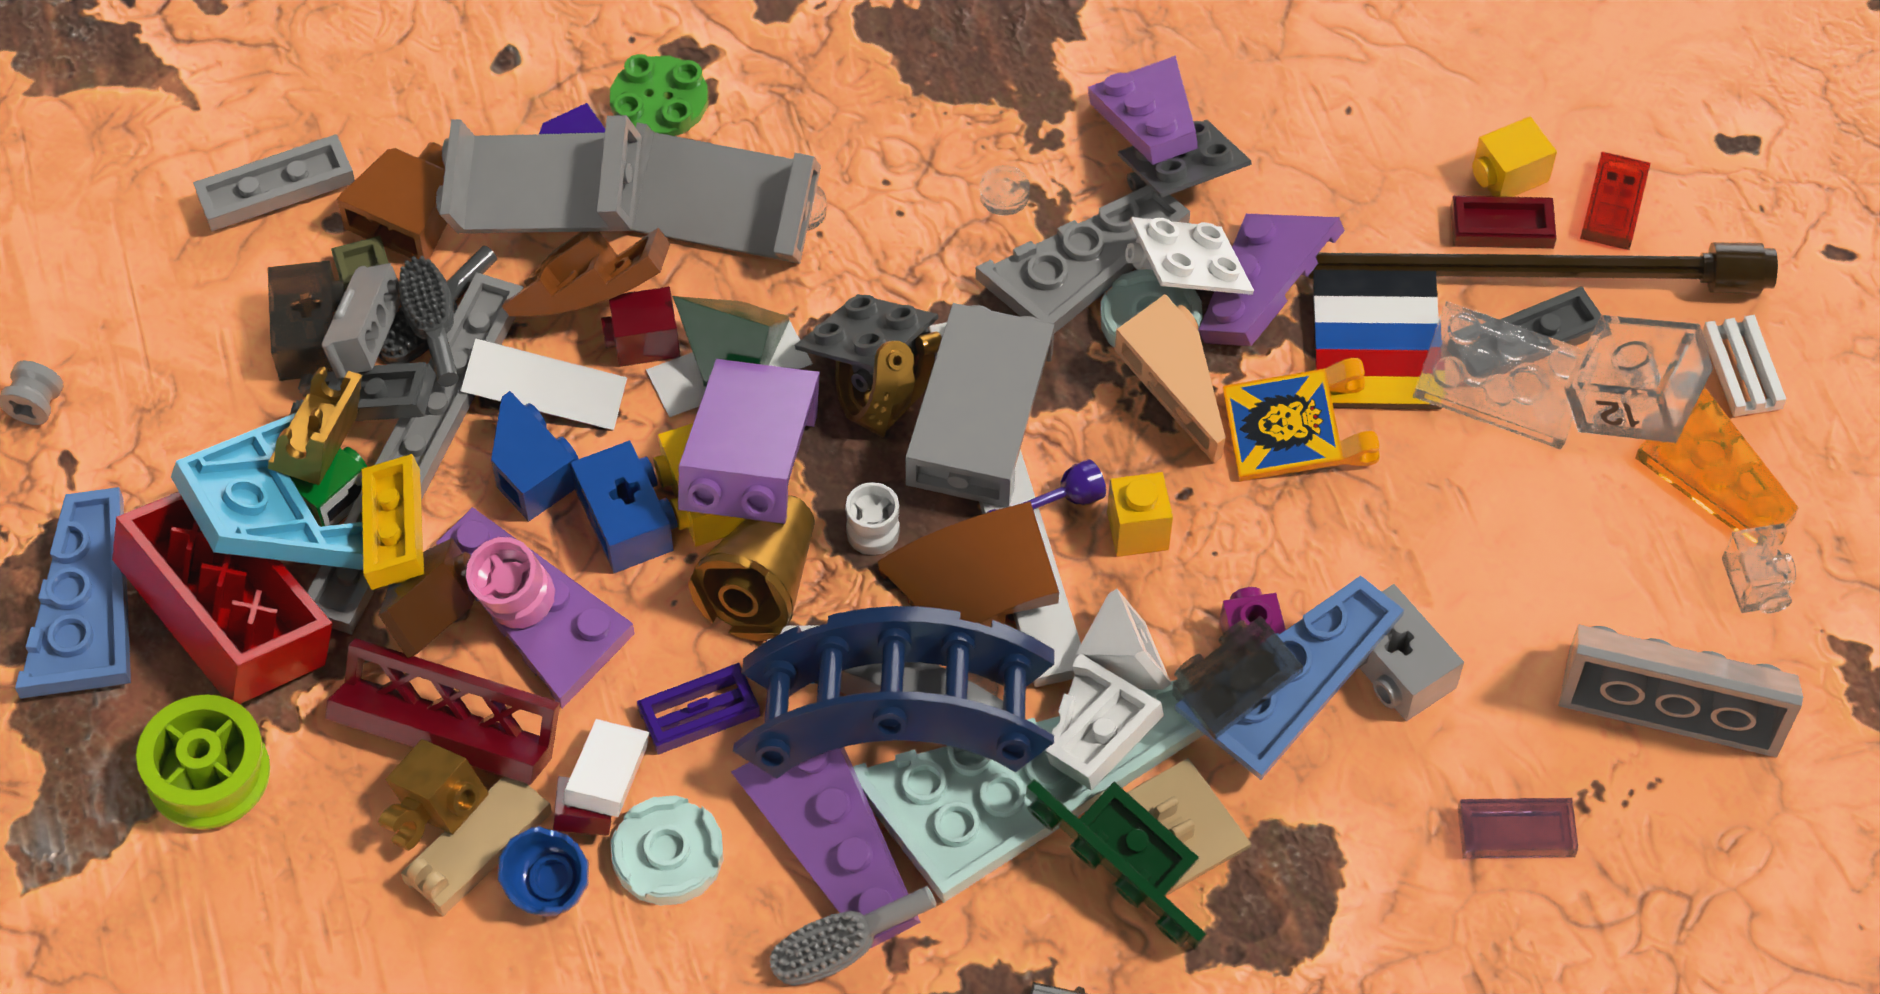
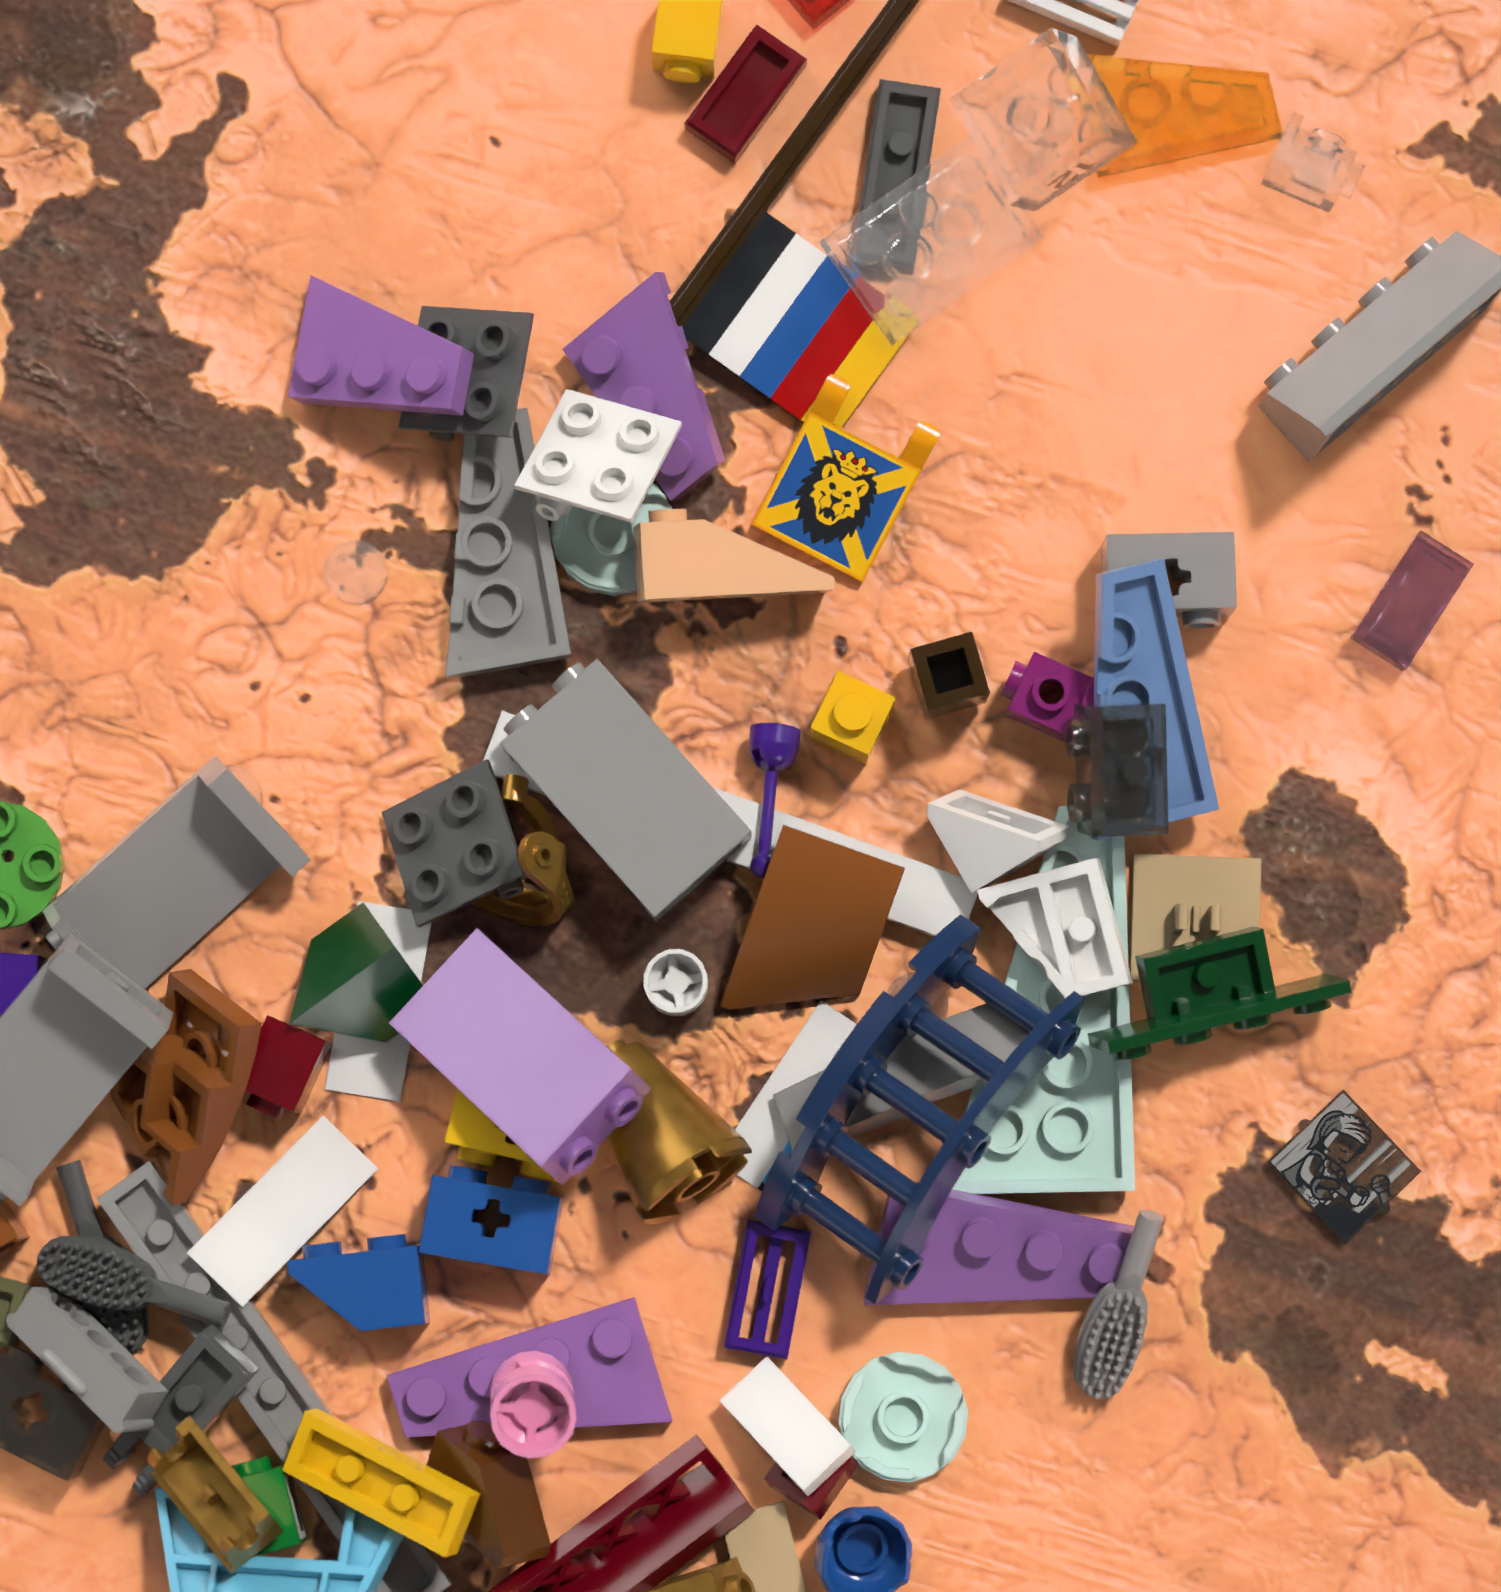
camera: 55 degrees left, 25 degrees up
(1215, 550) = (948, 675): none -> dark brown brick

